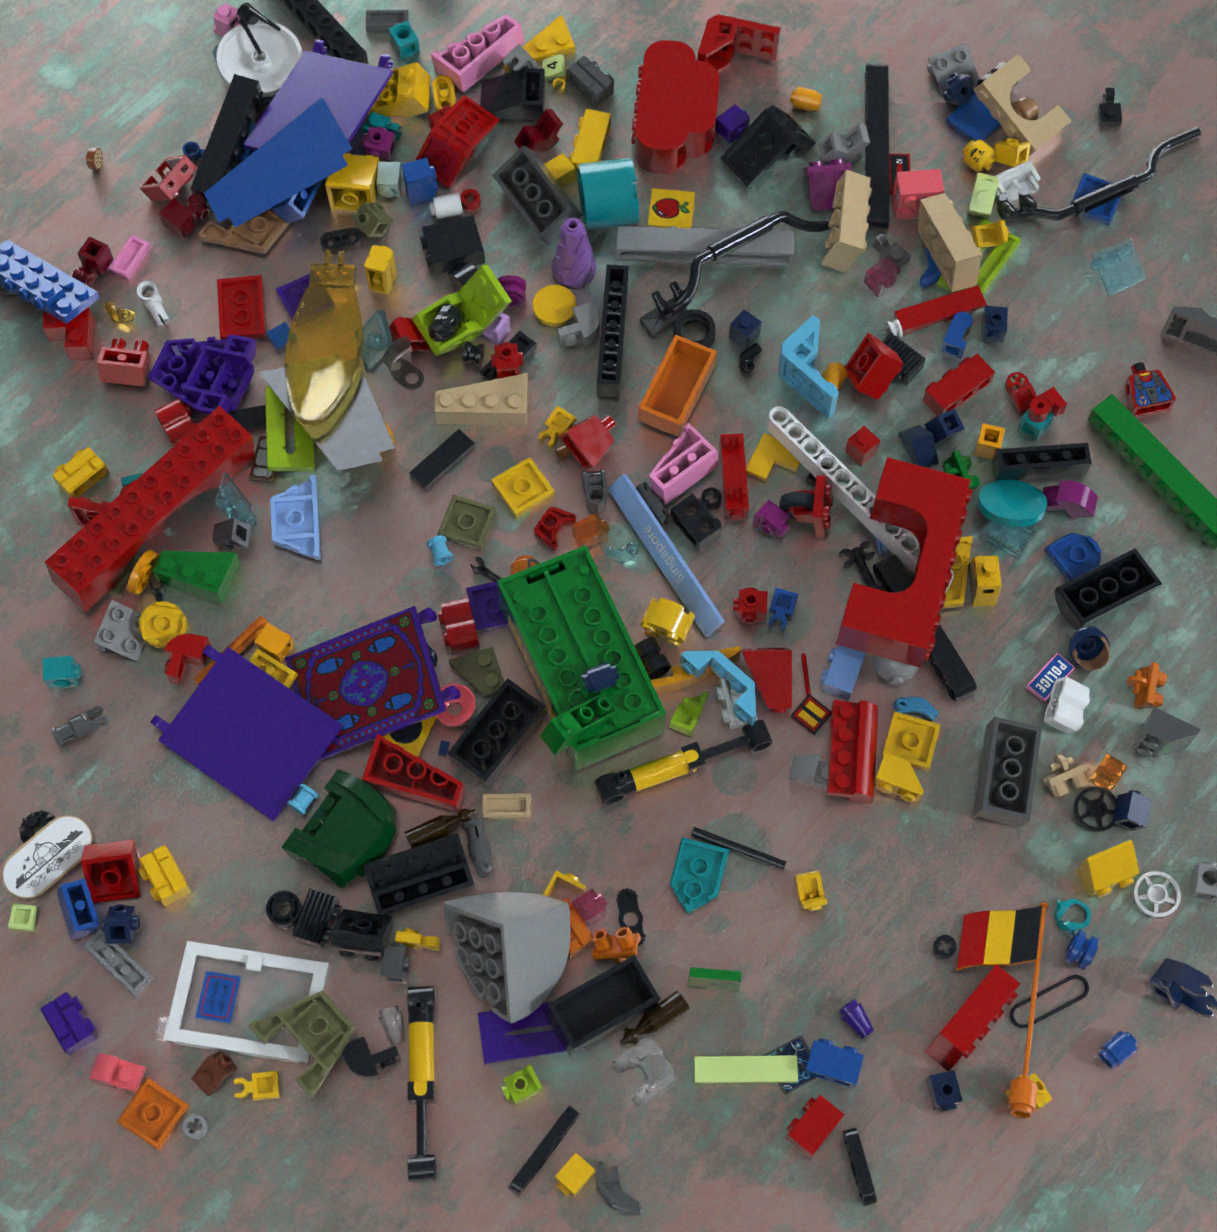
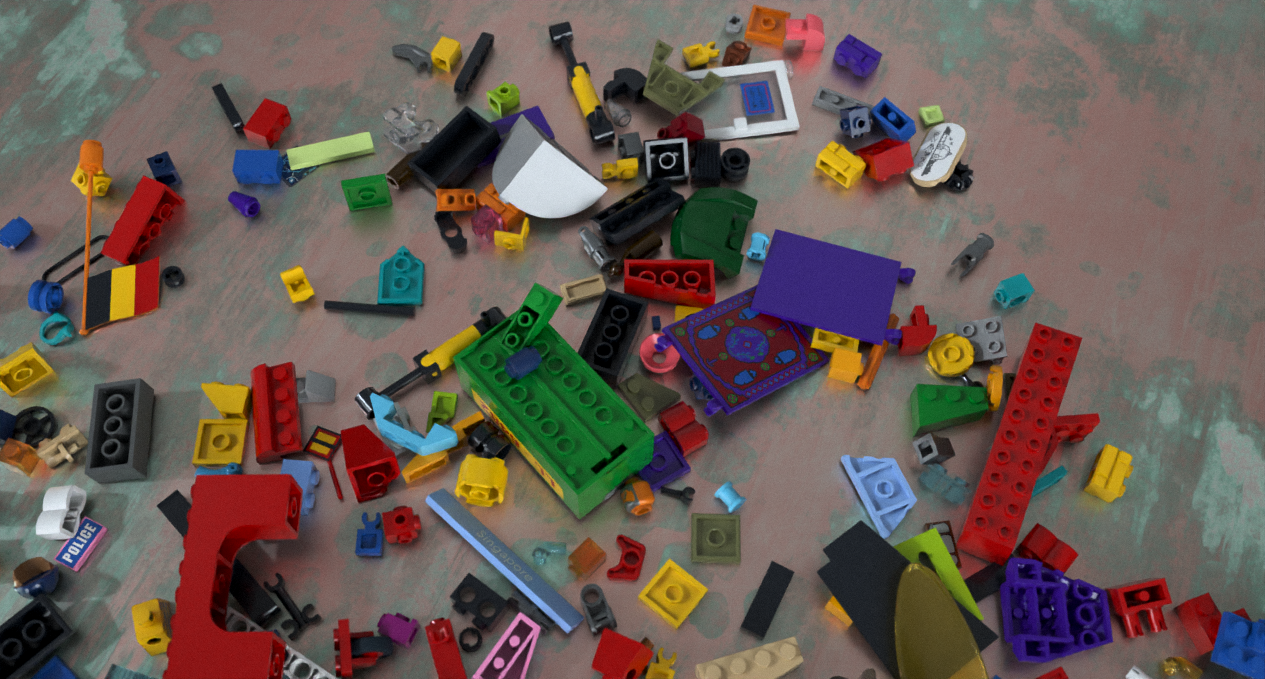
camera: 160 degrees right, 5 degrees down
(327, 961) = (684, 125): none -> dark red brick

